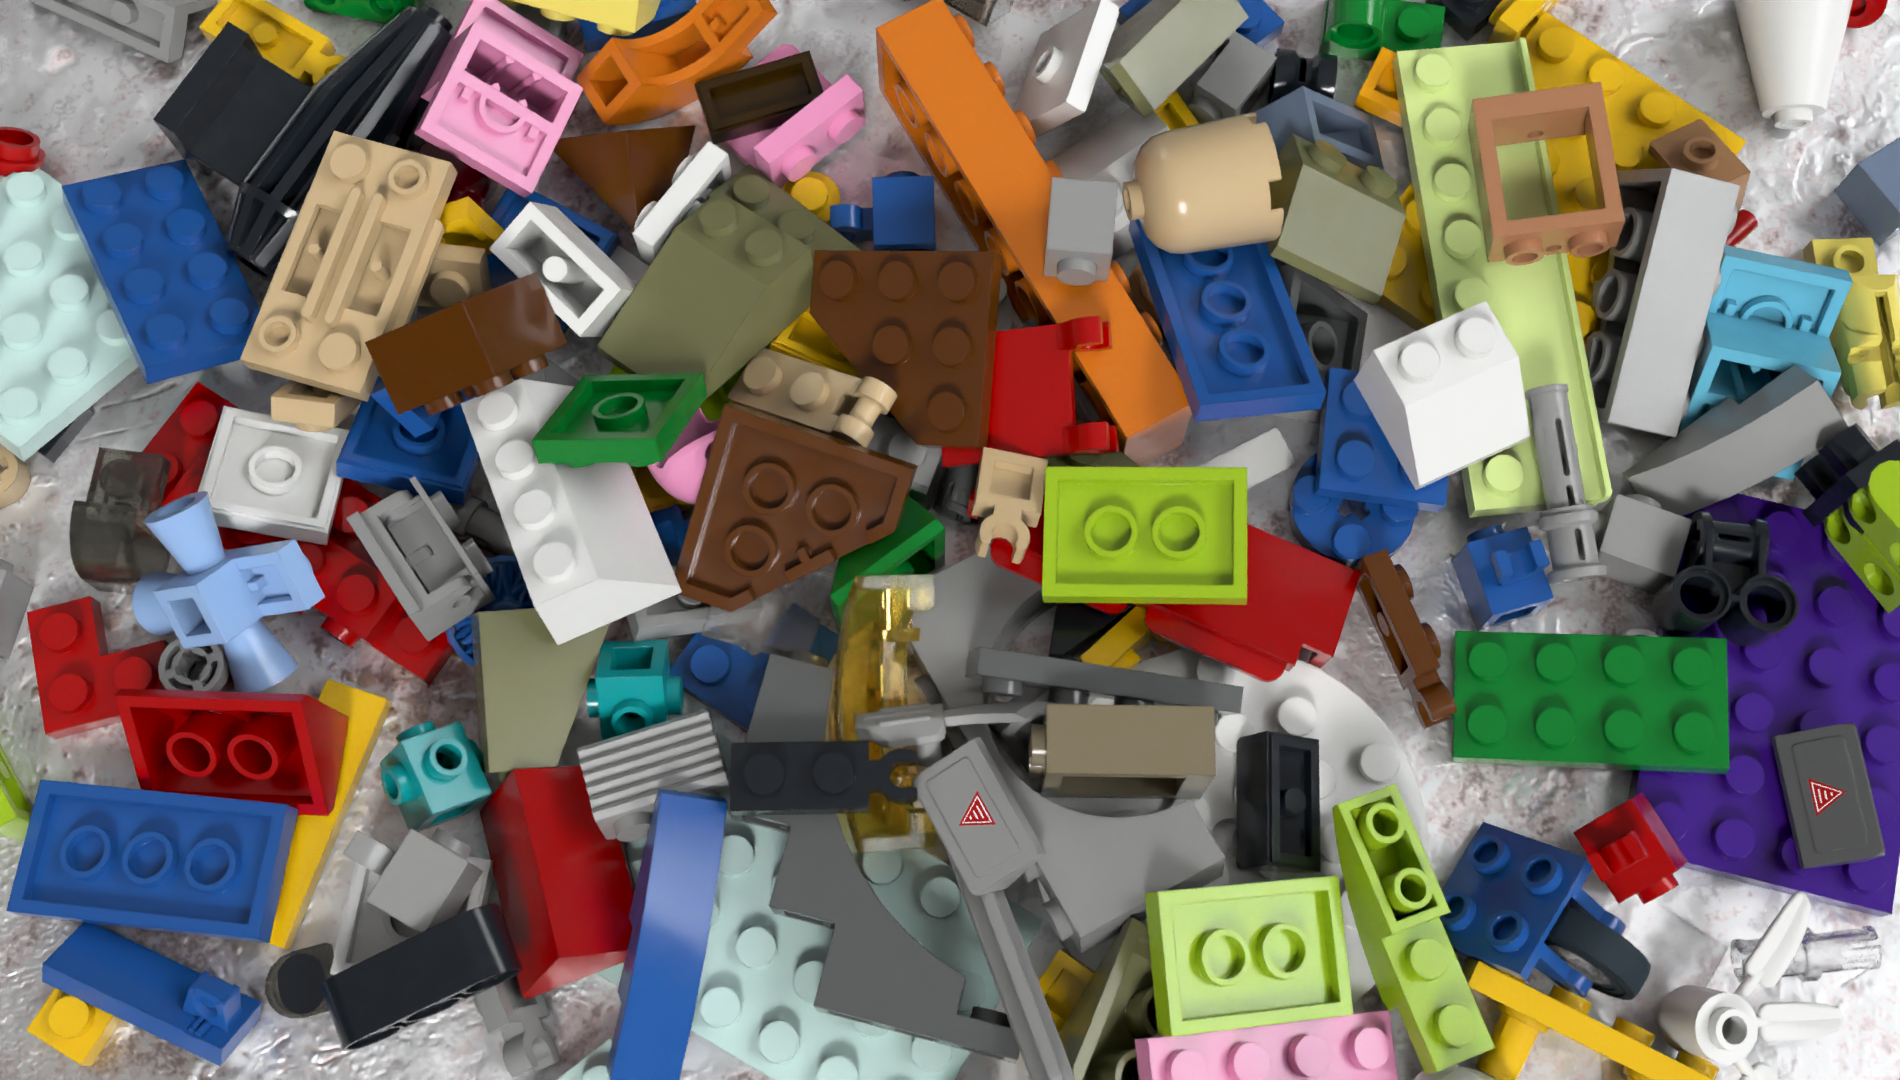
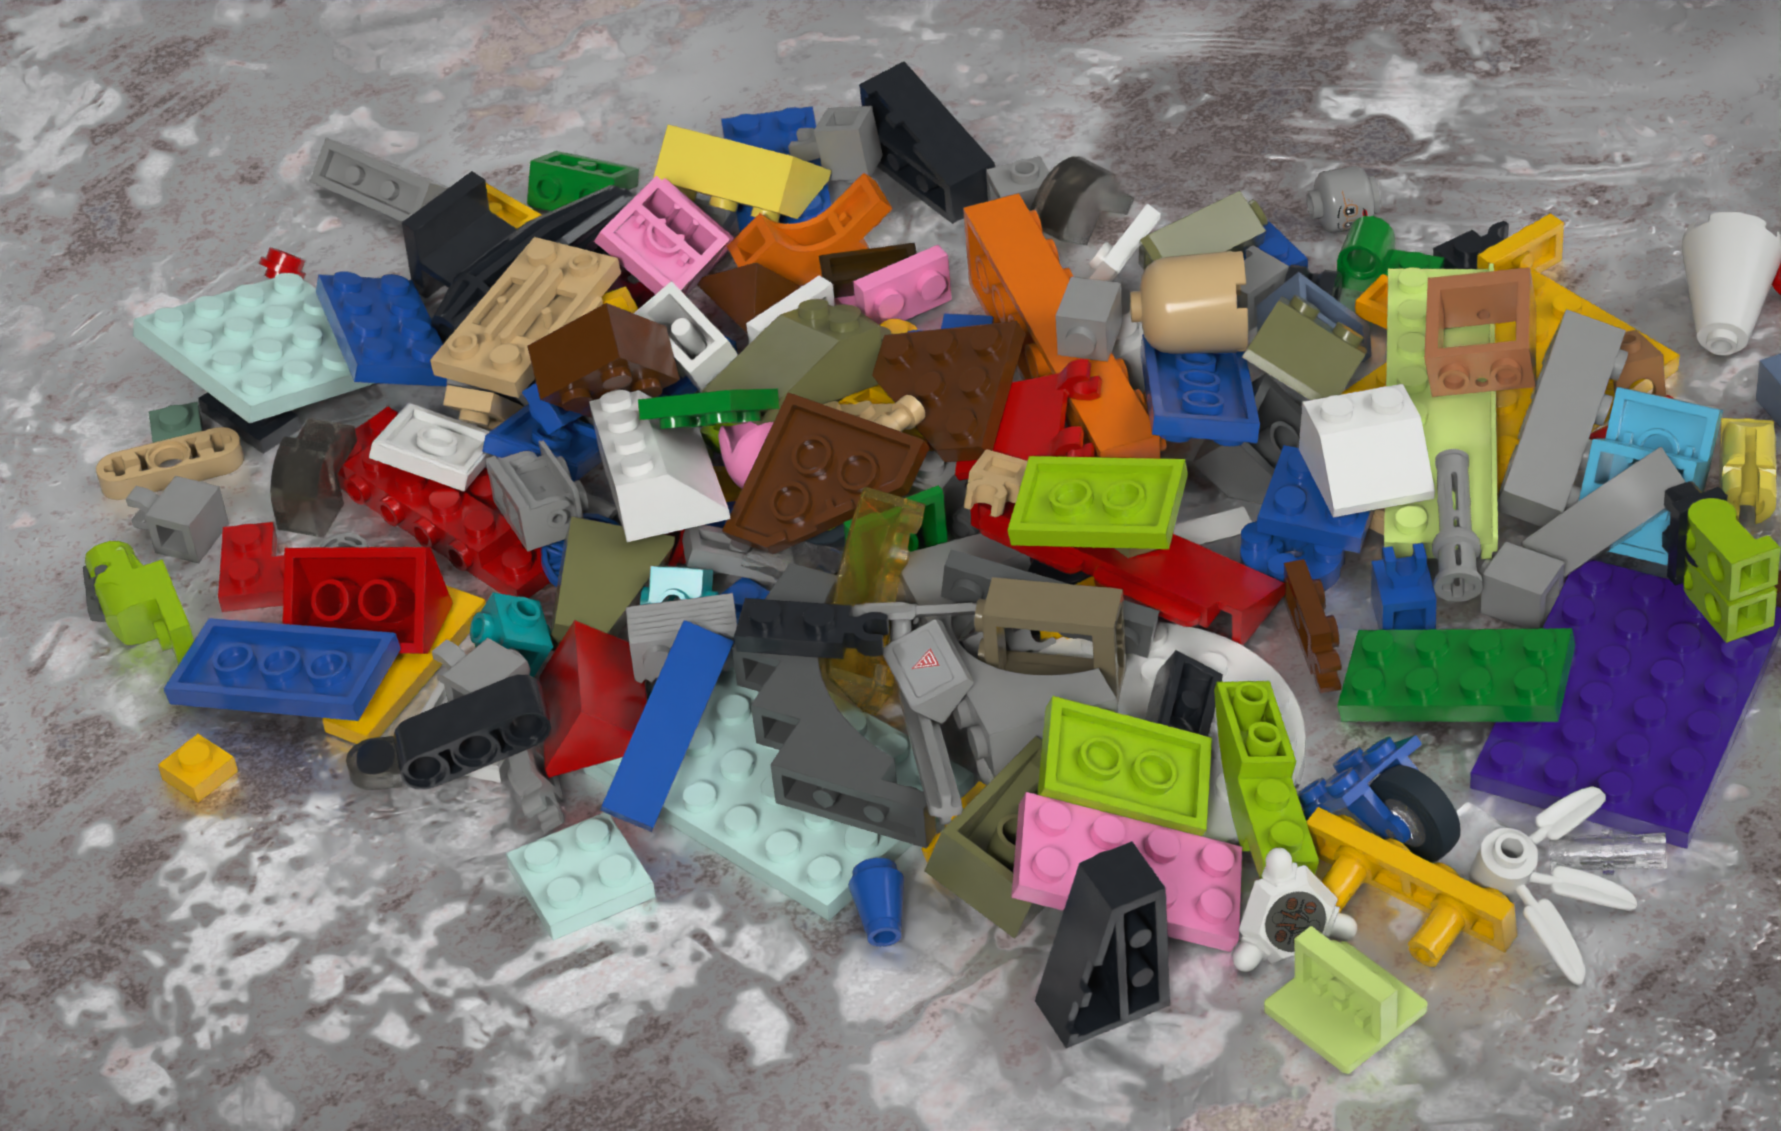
camera: 15 degrees right, 30 degrees down
(152, 992) = (296, 762): blue hinge -> none
(224, 592) = (379, 498): light blue brick -> none
(1632, 851) = (1464, 755): red brick -> none
(1724, 571) = (1582, 598): black piece -> none
(1828, 796) = (1638, 740): dark grey slope -> none

